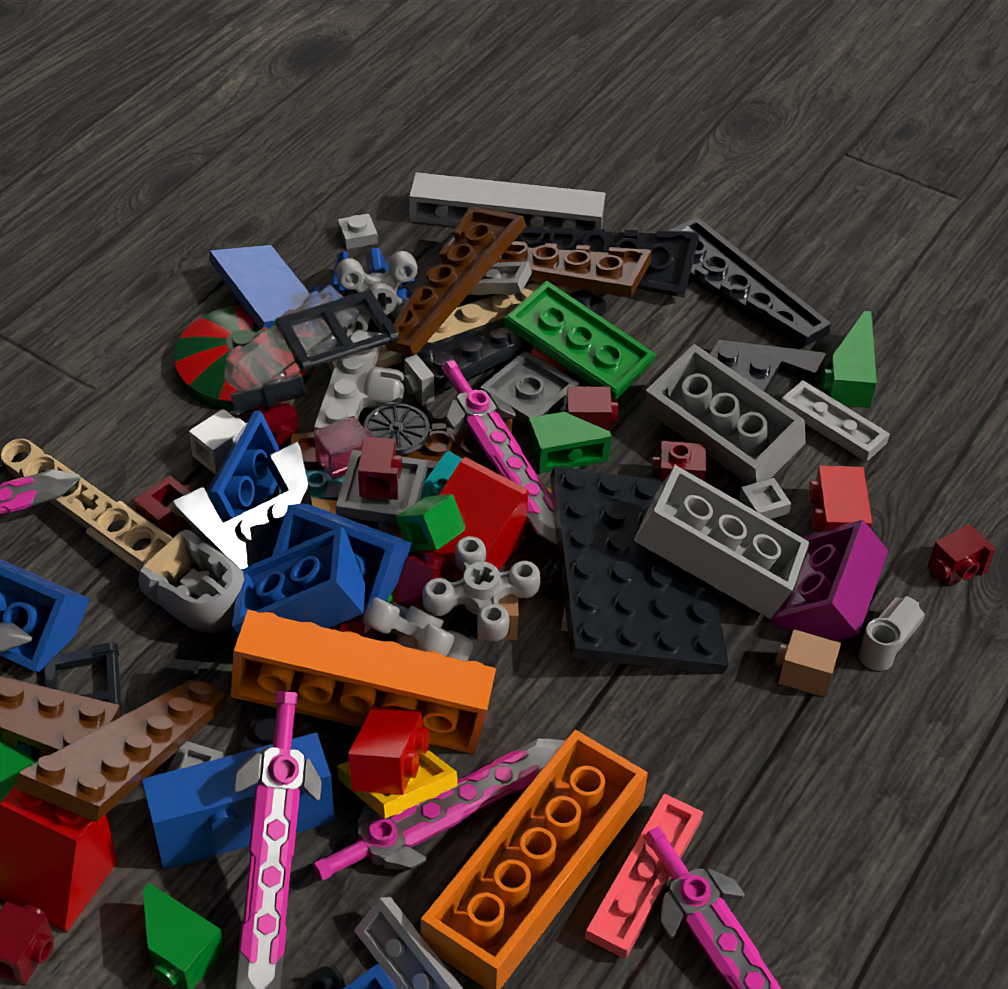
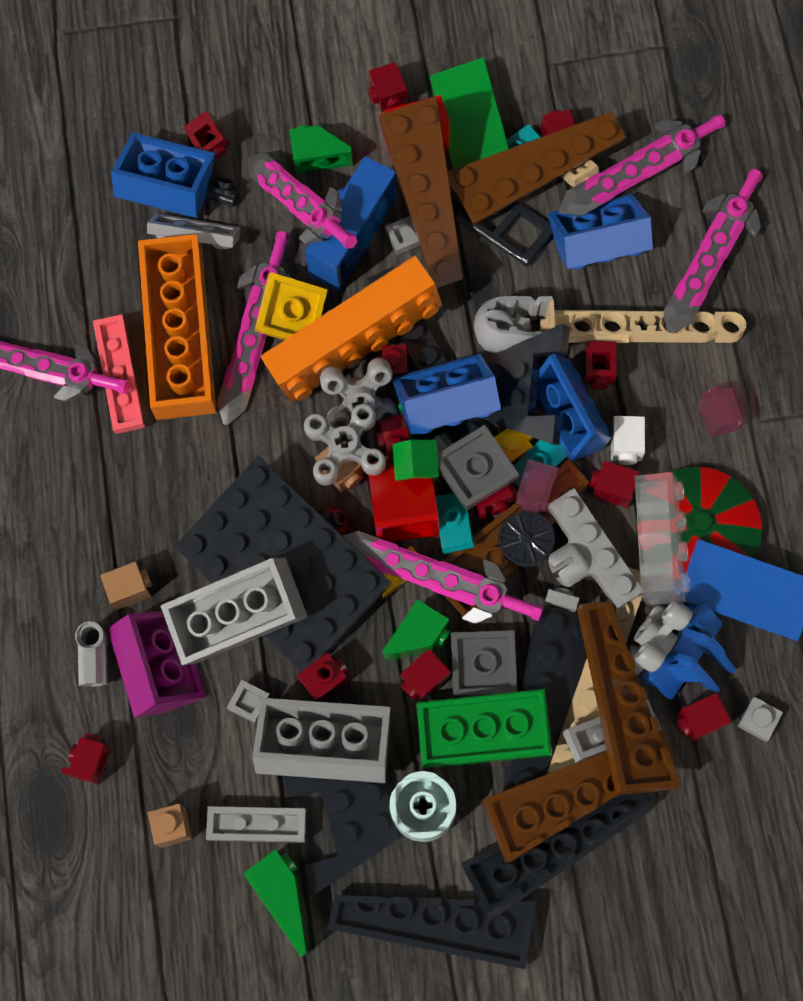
camera: 145 degrees right, 25 degrees up
(121, 403) = (720, 411): none -> clear pink brick
(268, 394) = (622, 477): black pin -> none
(305, 583) = (441, 347): blue slope -> none
(327, 311) = (614, 558): black window -> none
(379, 469) = (478, 461): dark red brick -> none
(387, 750) = (296, 300): red brick -> none
(399, 238) = (703, 718): none -> dark red brick
(447, 199) = (677, 844): light grey brick -> none
(677, 326) = (409, 793): none -> light aqua brick
(839, 497) = (193, 738): brick -> none
(915, 461) = (169, 825): none -> medium nougat brick

